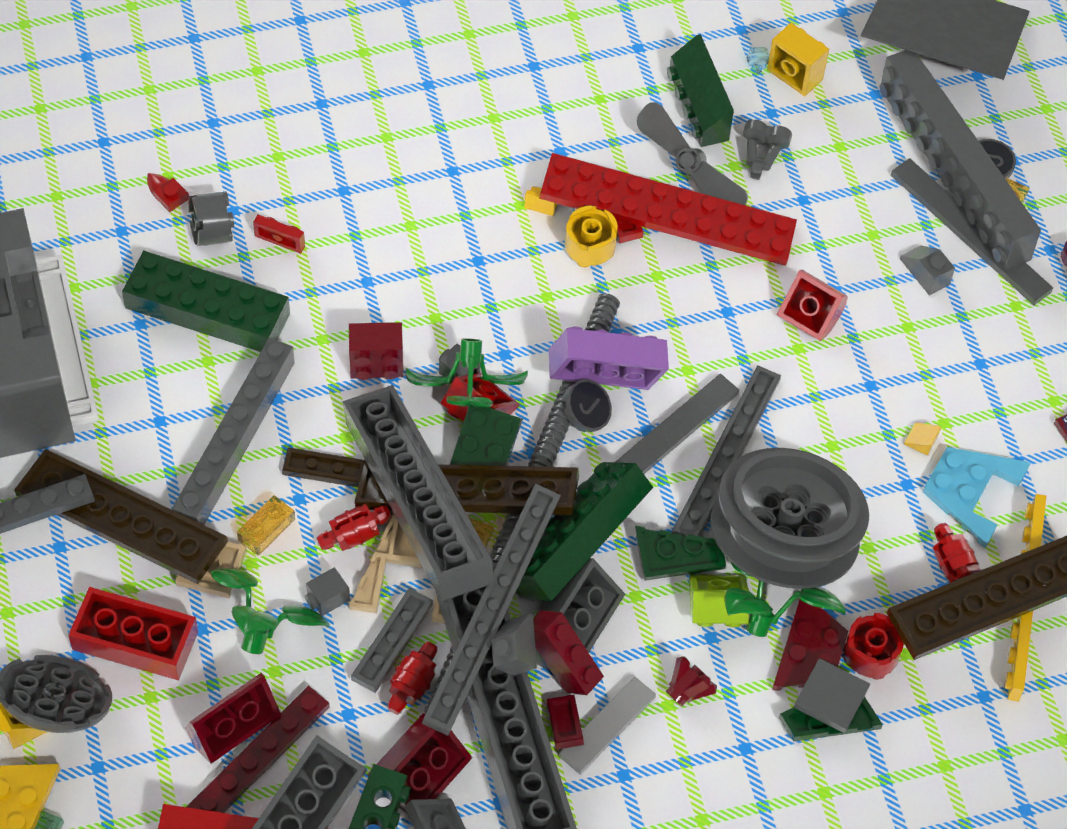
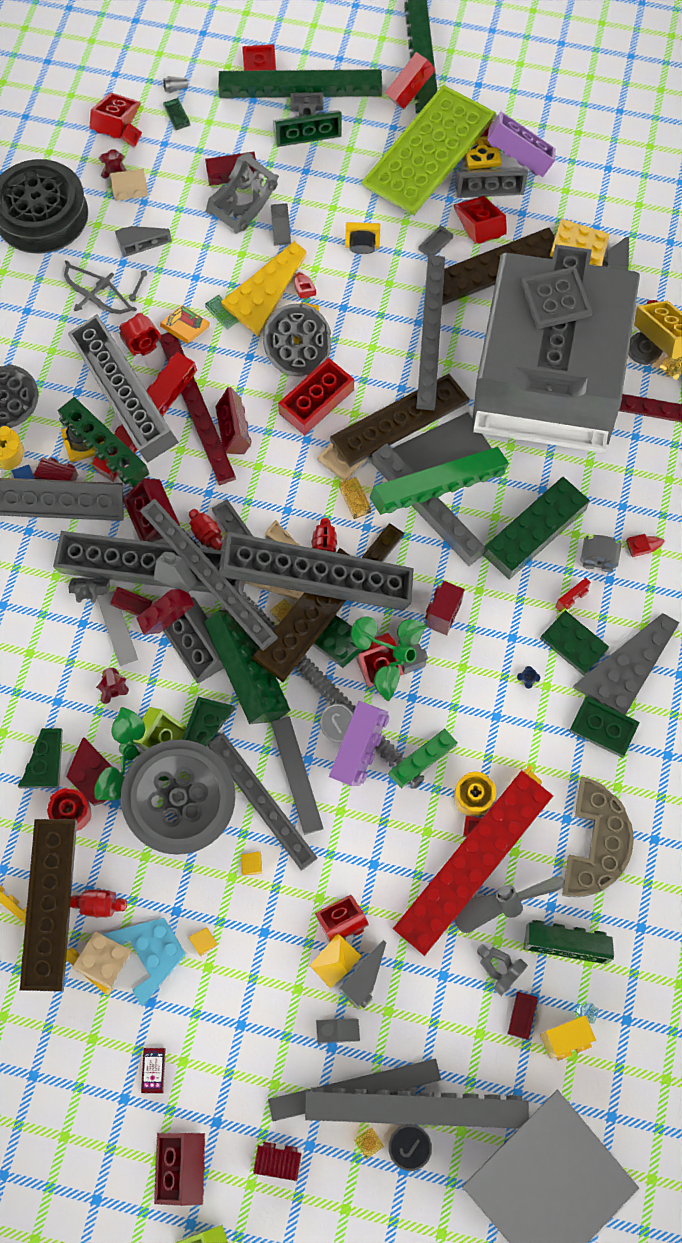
camera: 120 degrees right, 10 degrees up
(136, 451) = (442, 444): none -> dark grey piece
(205, 415) = (438, 480): none -> green brick
(256, 623) = (272, 441): green plant -> none
(327, 592) = (289, 510): dark grey brick -> none
(339, 215) = (574, 642): none -> dark green plate
(345, 153) = (624, 672): none -> dark grey wing
(411, 237) = (528, 671): none -> dark blue plate
(432, 148) = (604, 727): none -> dark green plate
(565, 99) = (610, 842): none -> dark tan plate
(579, 301) = (422, 758): none -> green plate
(579, 781) = (88, 588): none -> dark grey plate
(798, 114) = (522, 1015): none -> dark red tile
(806, 427) = (251, 863): none -> yellow slope
(832, 695) = (49, 761): dark grey tile -> none
(855, 255) = (361, 982): none -> dark grey slope
(859, 281) = (335, 961): none -> yellow slope
(1014, 517) = (102, 960): none -> tan plate

